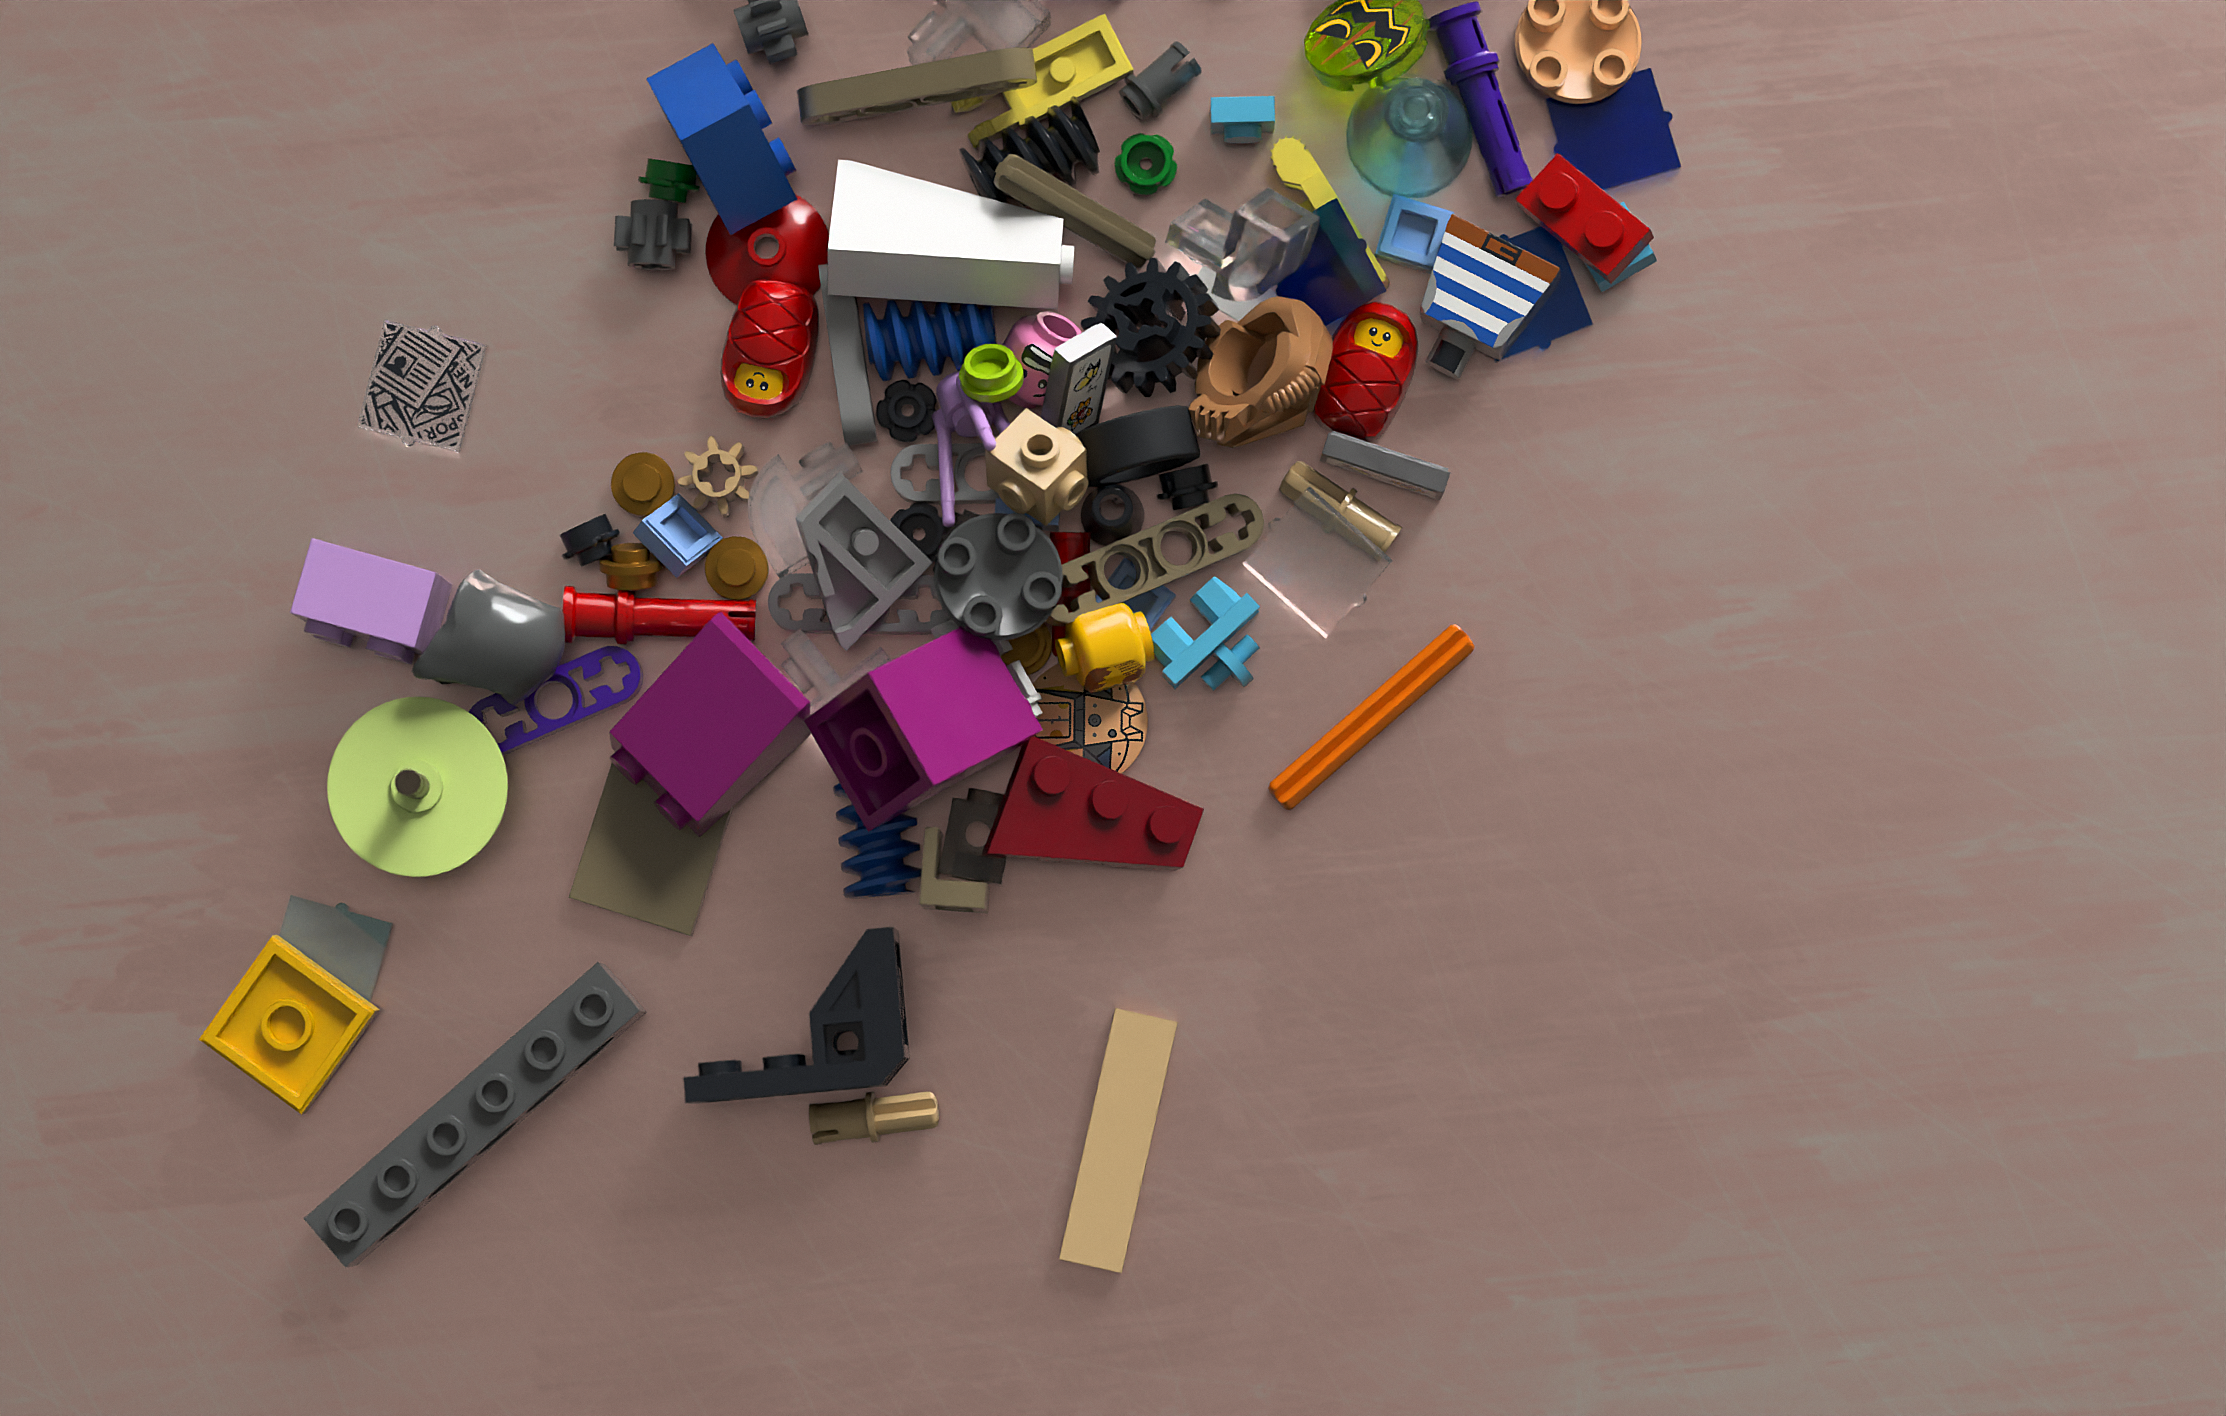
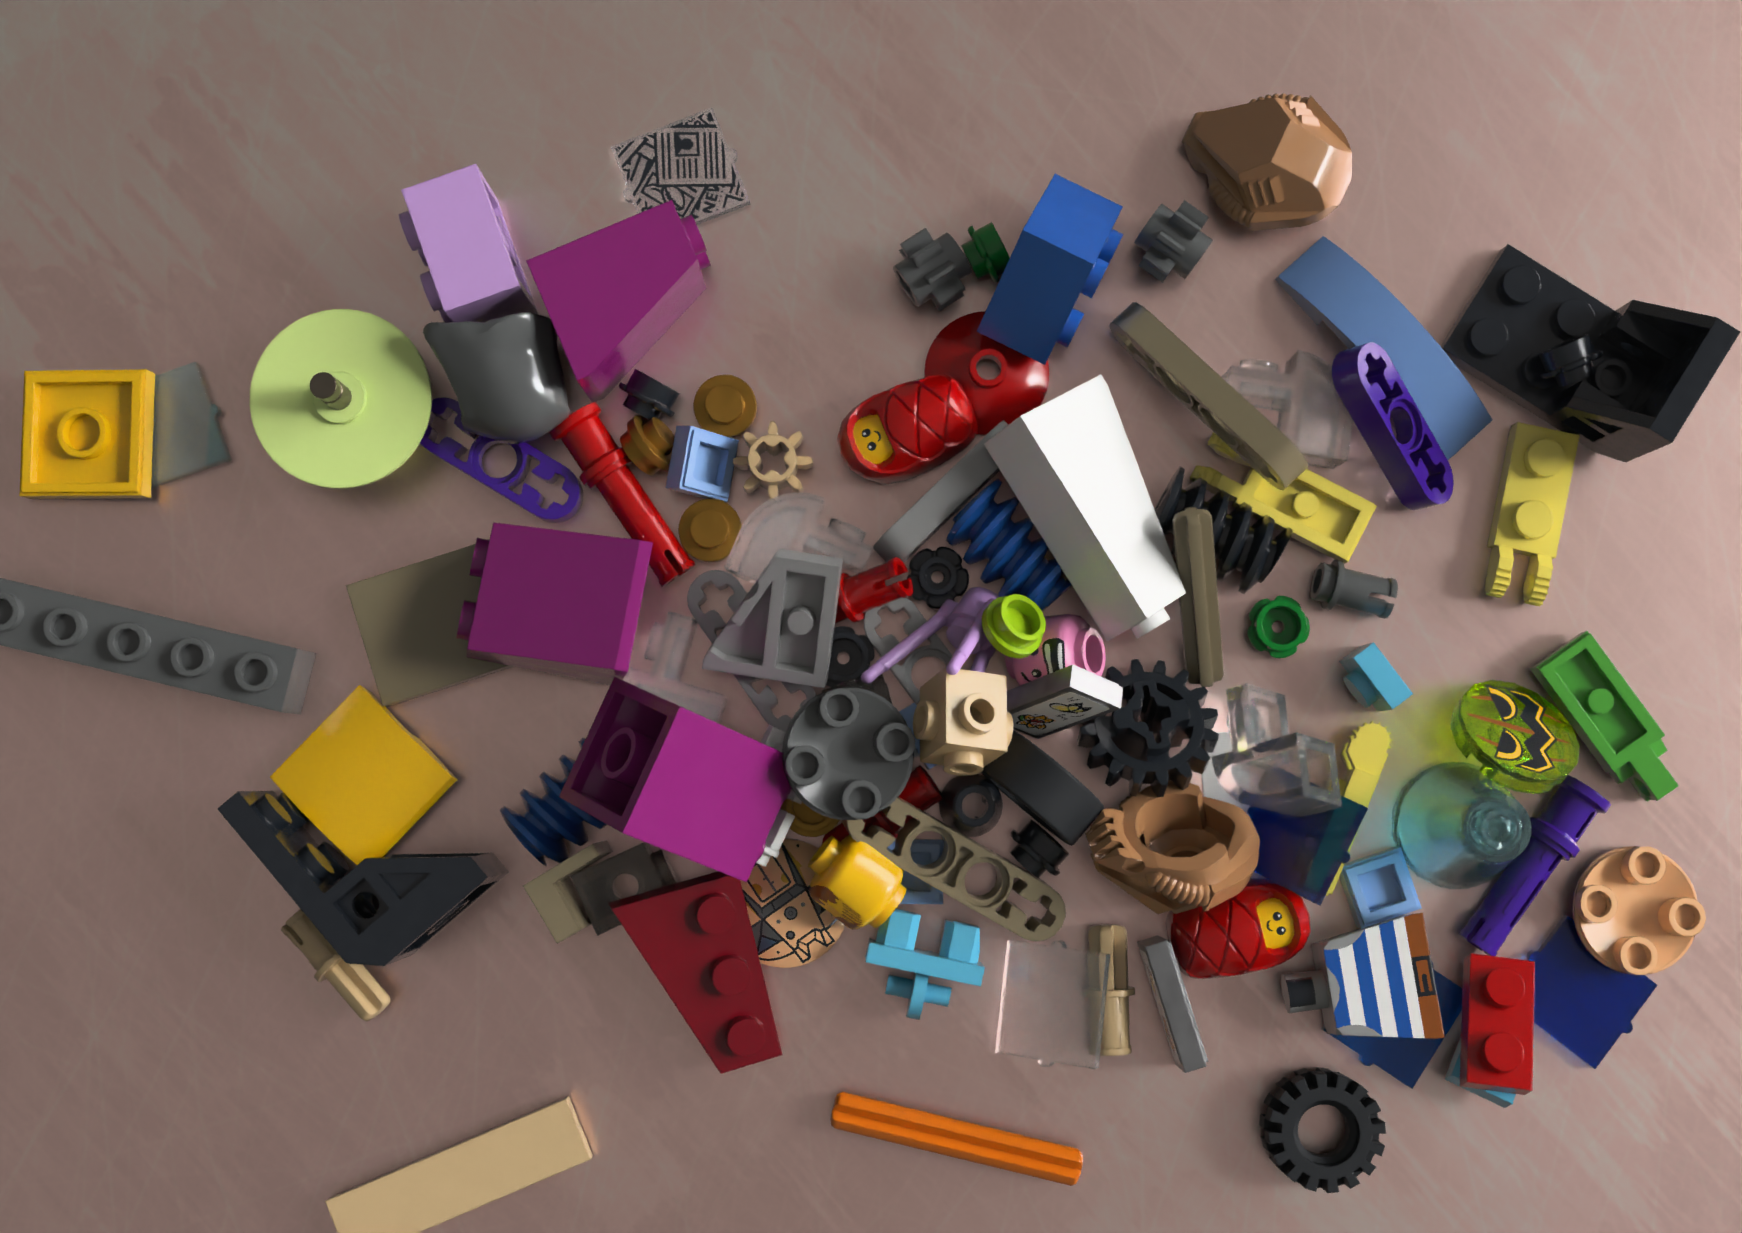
camera: 45 degrees right, 0 degrees up
(491, 500) = (620, 291): none -> magenta slope
(737, 991) = (363, 777): none -> yellow slope
(879, 472) = (869, 591): none -> red axle
(1578, 380) = (1360, 1136): none -> black tyre

